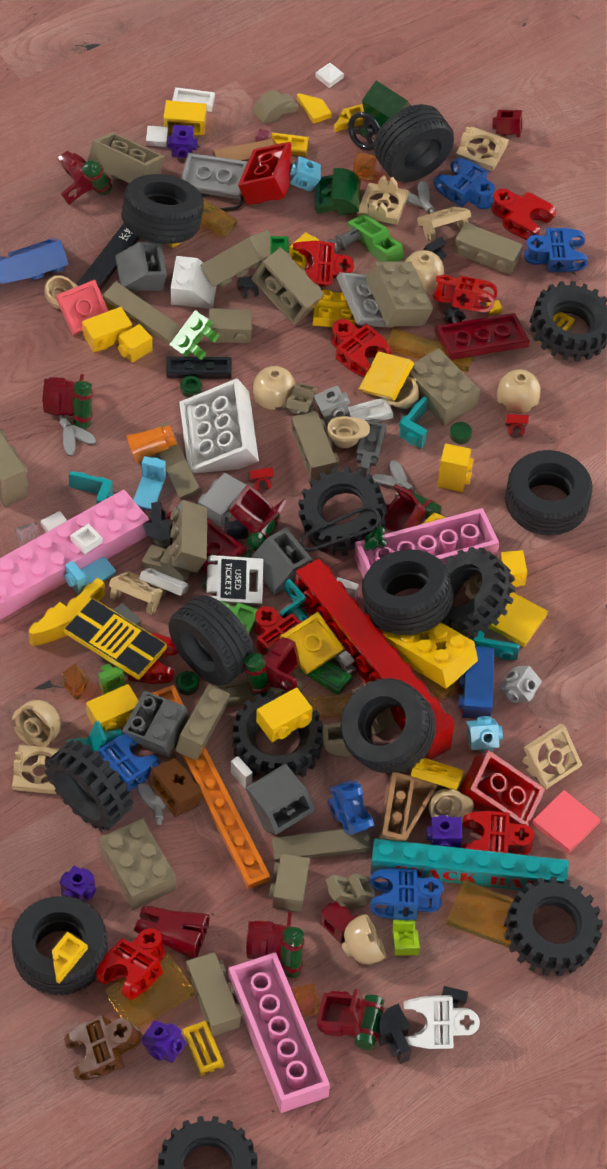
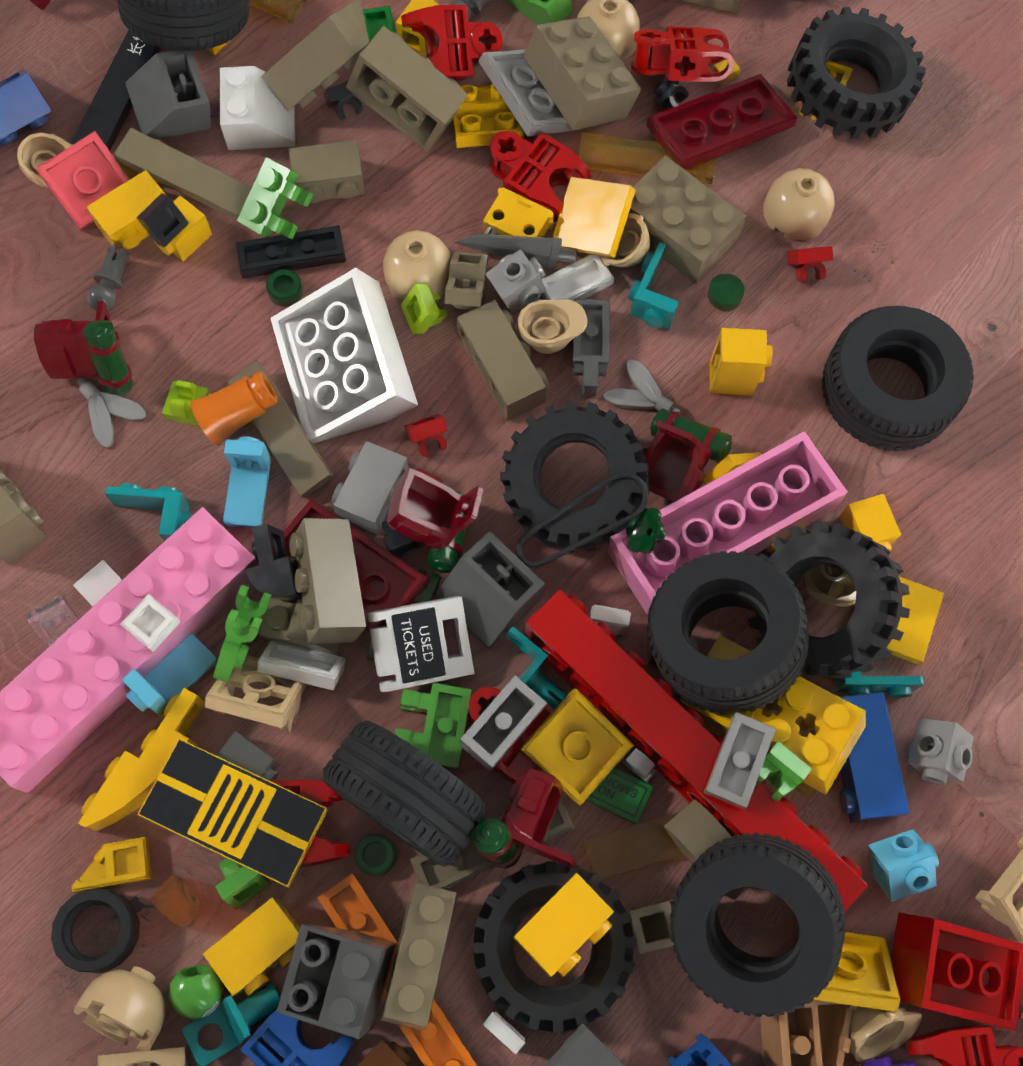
camera: 10 degrees left, 15 degrees up
(23, 673) = (66, 916): none -> black tyre
(42, 663) = (117, 865): none -> yellow tile
(78, 723) = (195, 991): none -> bright green piece
(86, 364) = (108, 278): none -> dark grey pin
(118, 438) = (178, 401): none -> lime tile
(127, 334) = (162, 220): none -> black tile
(134, 554) = (240, 629): none -> bright green plate
(272, 411) = (422, 309): none -> lime tile
(272, 618) = (502, 723): none -> light grey brick
(340, 372) = (517, 216): none -> yellow piece
(353, 389) = (545, 250): none -> dark grey bar
(397, 651) = (739, 761): none -> light grey plate
(421, 663) = (782, 770): none -> bright green tile

